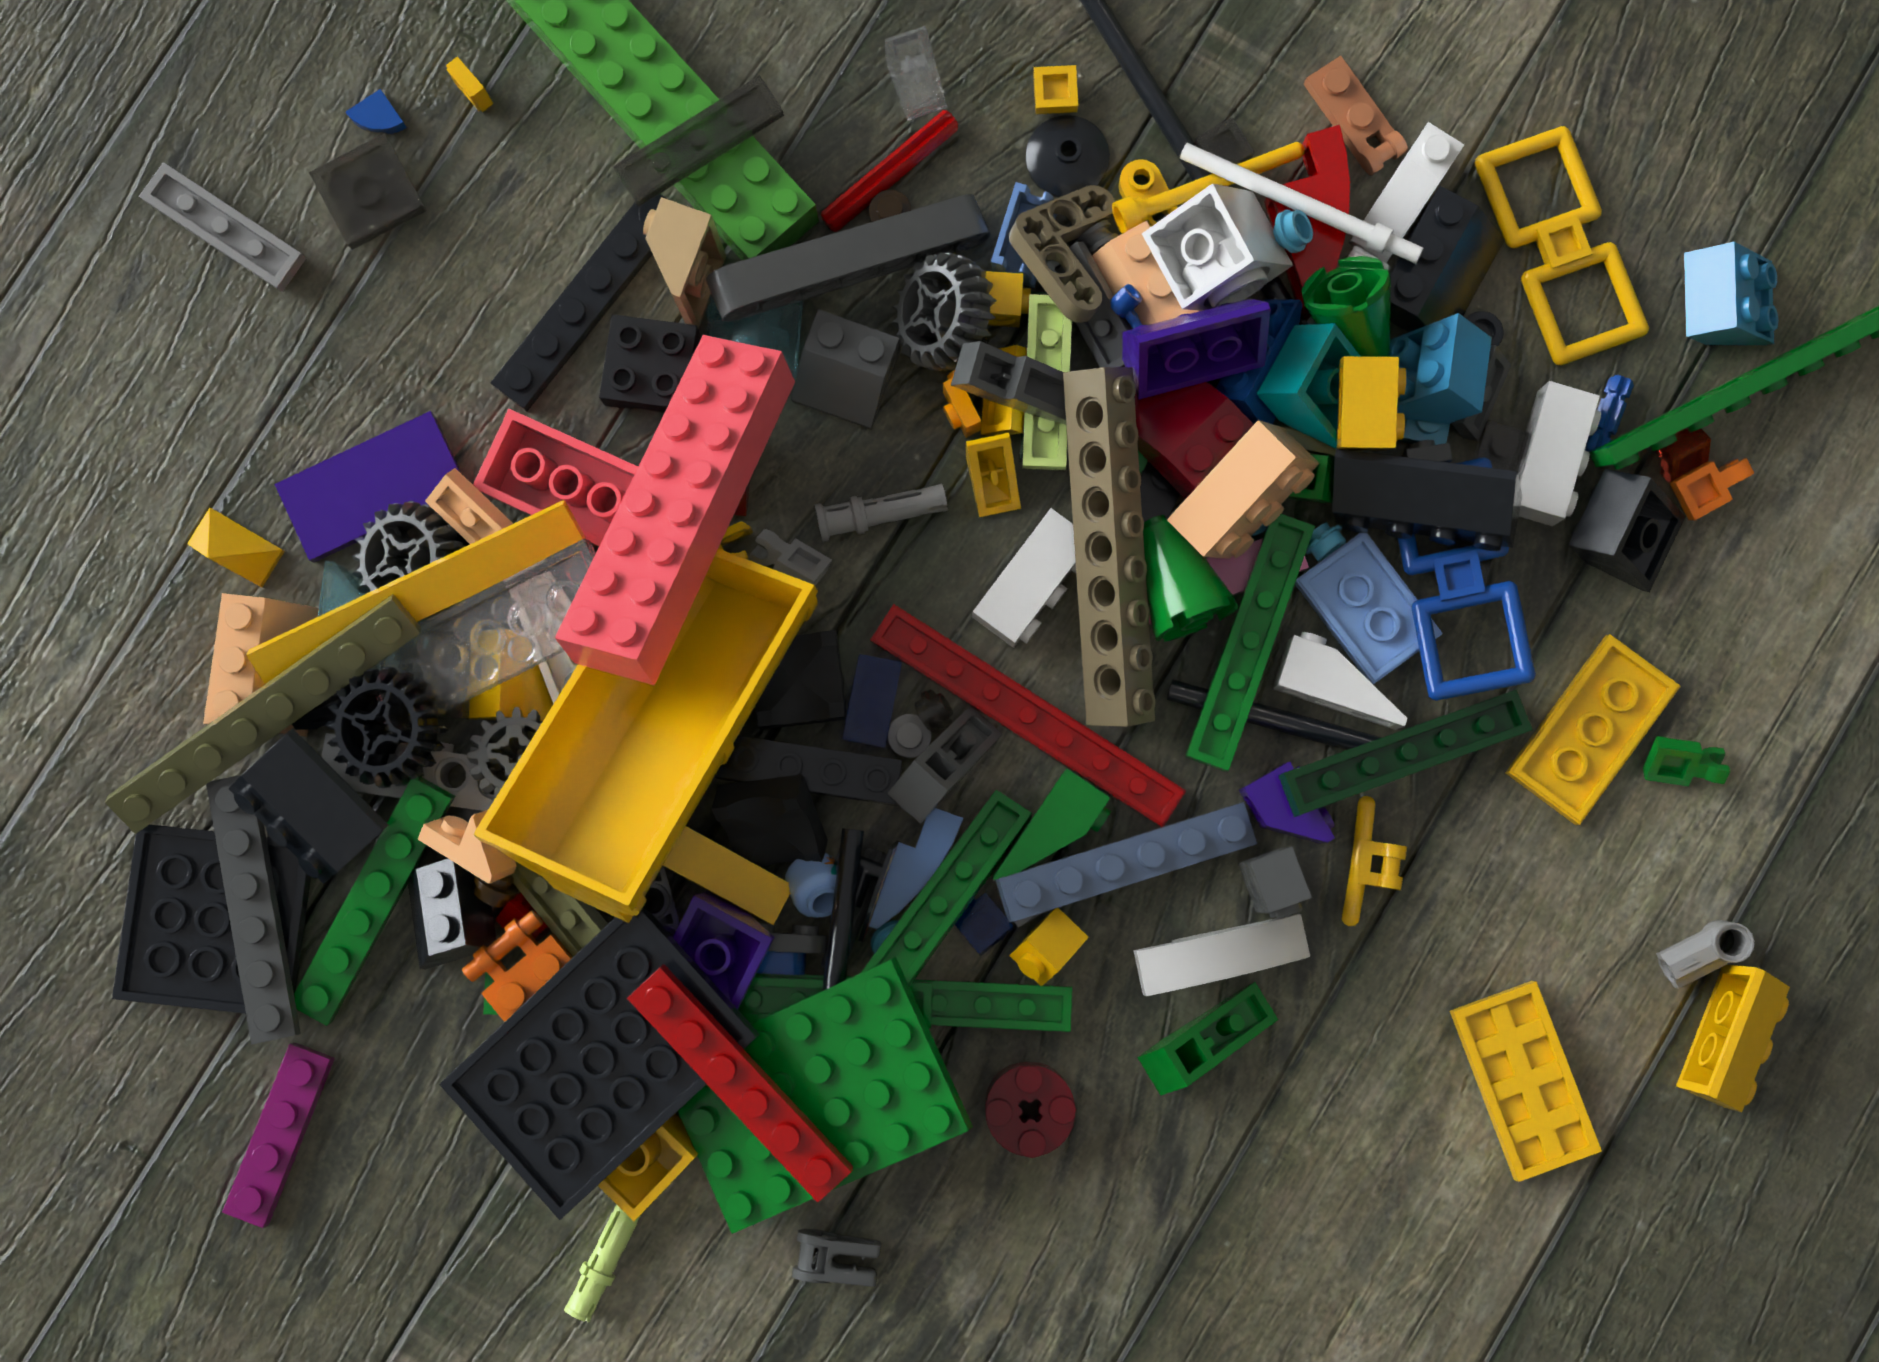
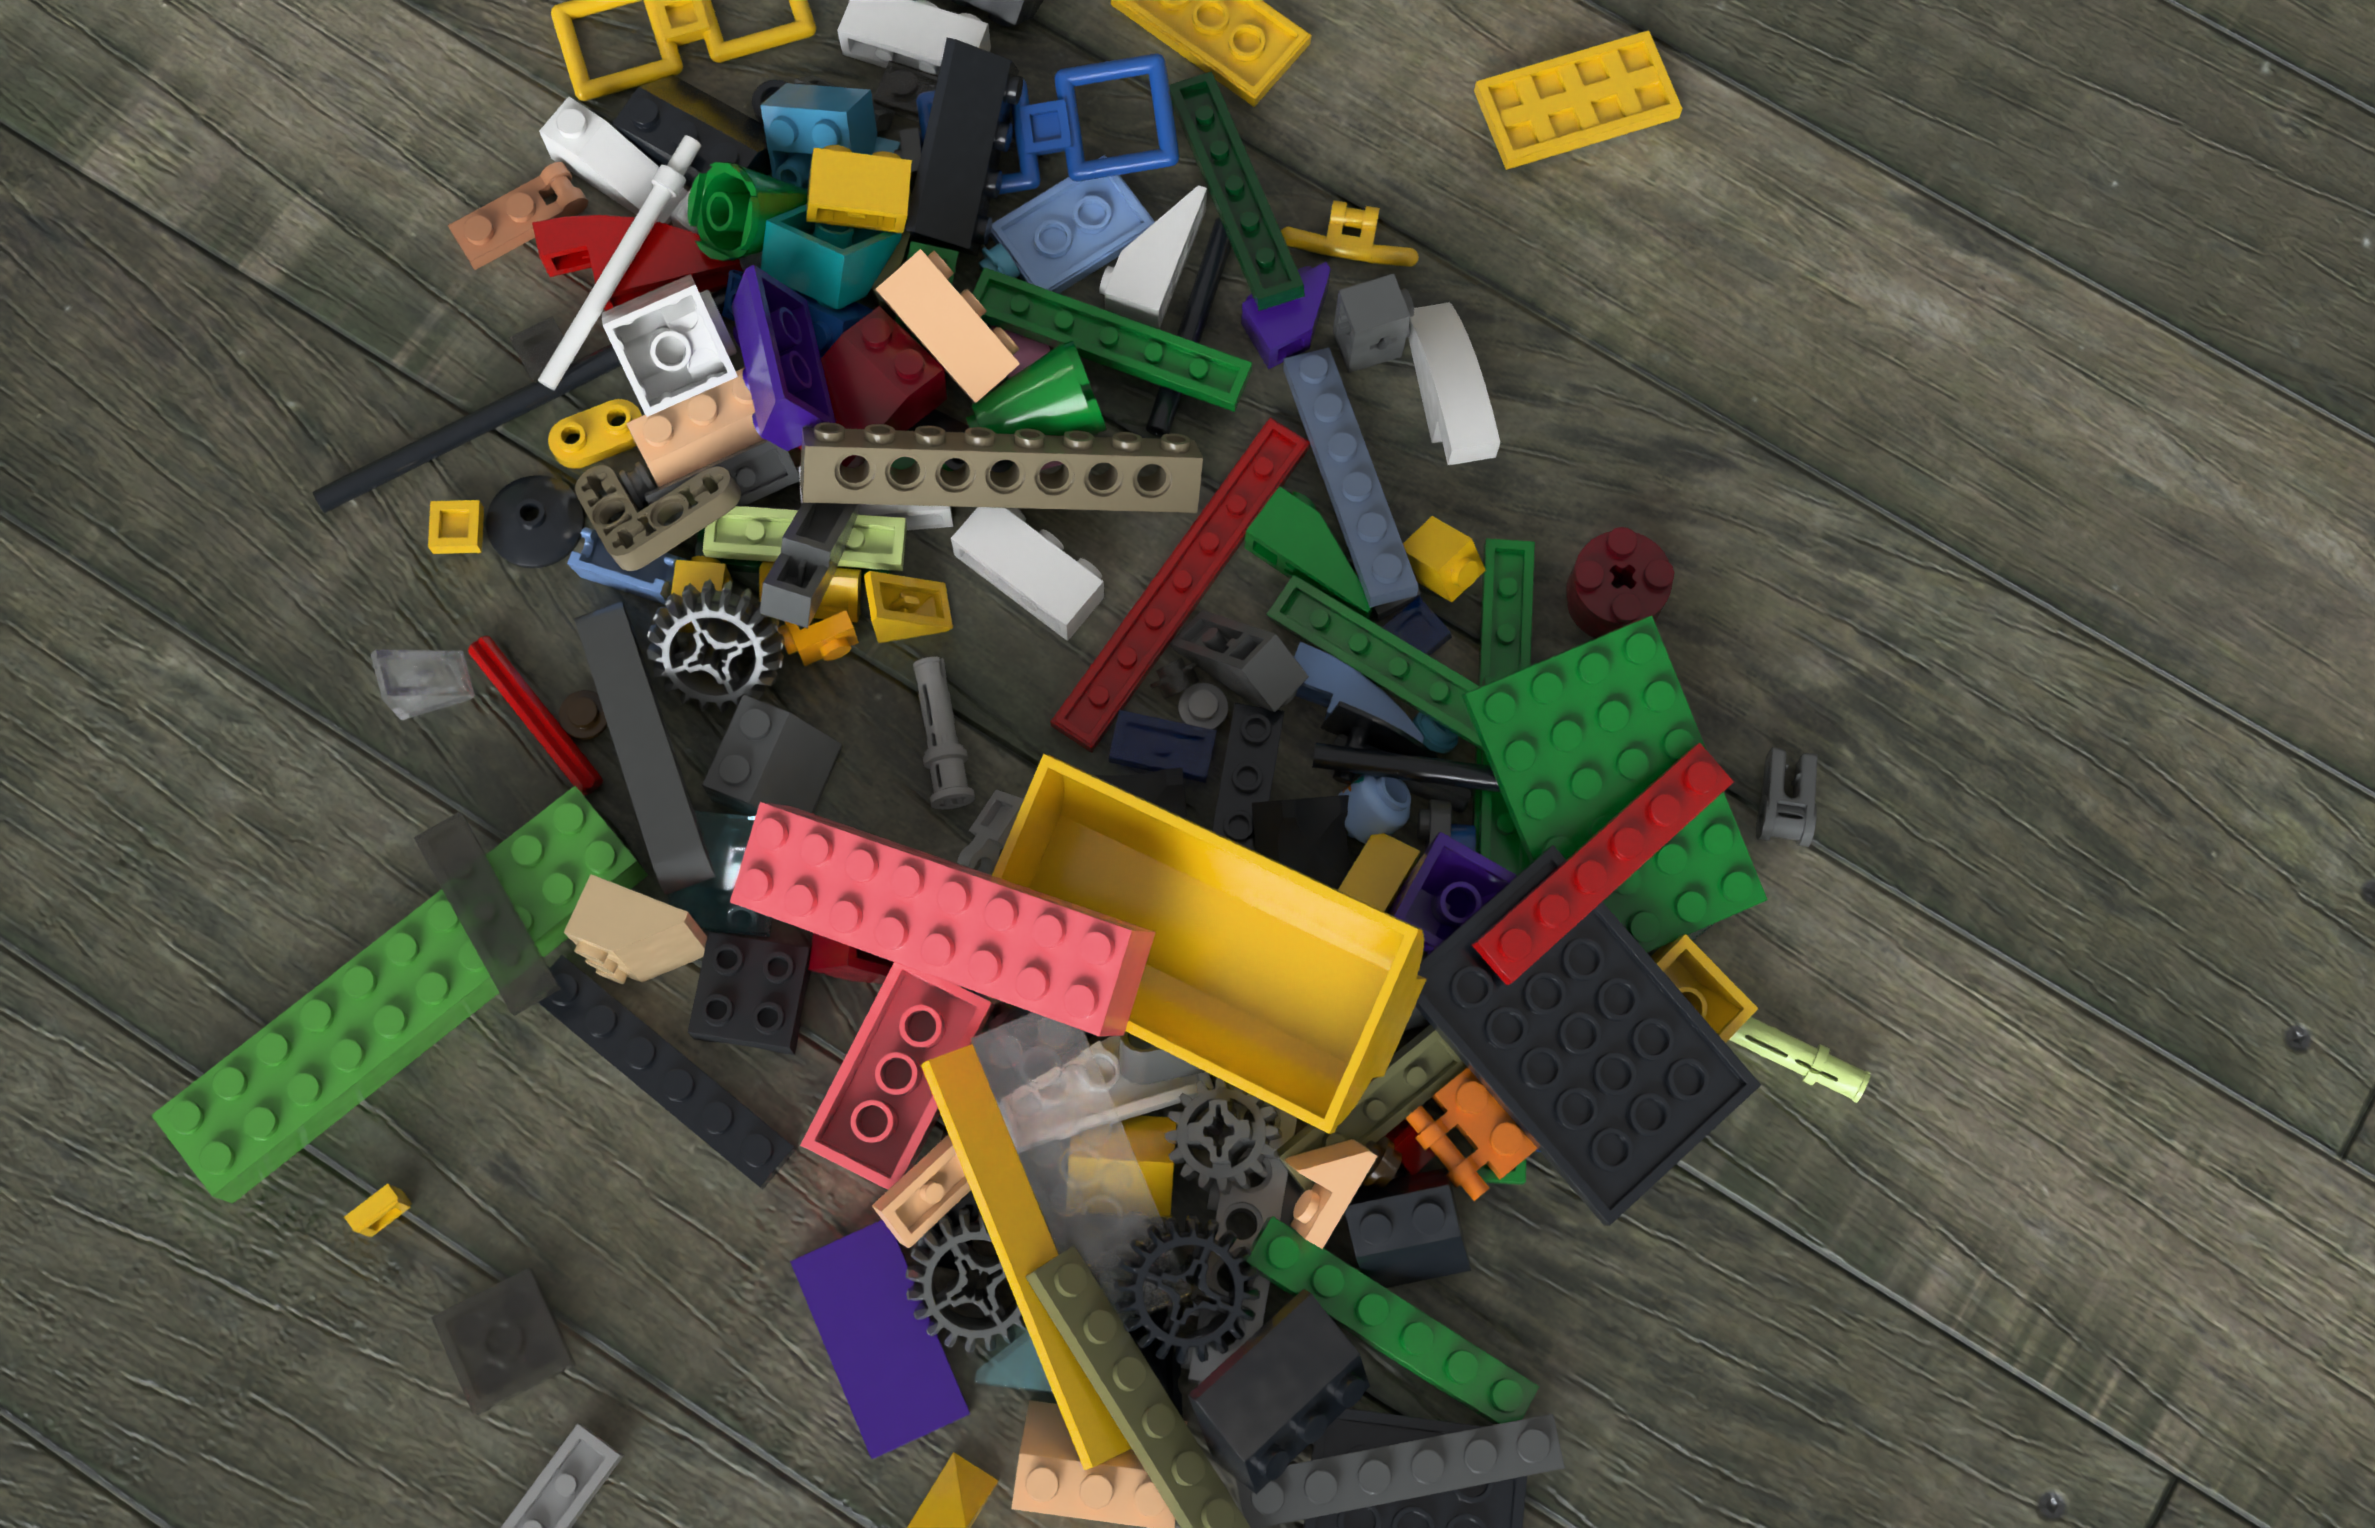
camera: 95 degrees left, 10 degrees down
(278, 1135) = (1669, 1448): magenta plate -> none
(376, 114) = (403, 1333): blue tile -> none
(1125, 302) = (719, 447): blue hand -> none
(1132, 212) = (613, 442): yellow piece -> none
(1207, 1040) = (1543, 404): green slope -> none
(1292, 230) = (652, 269): medium azure plate -> none

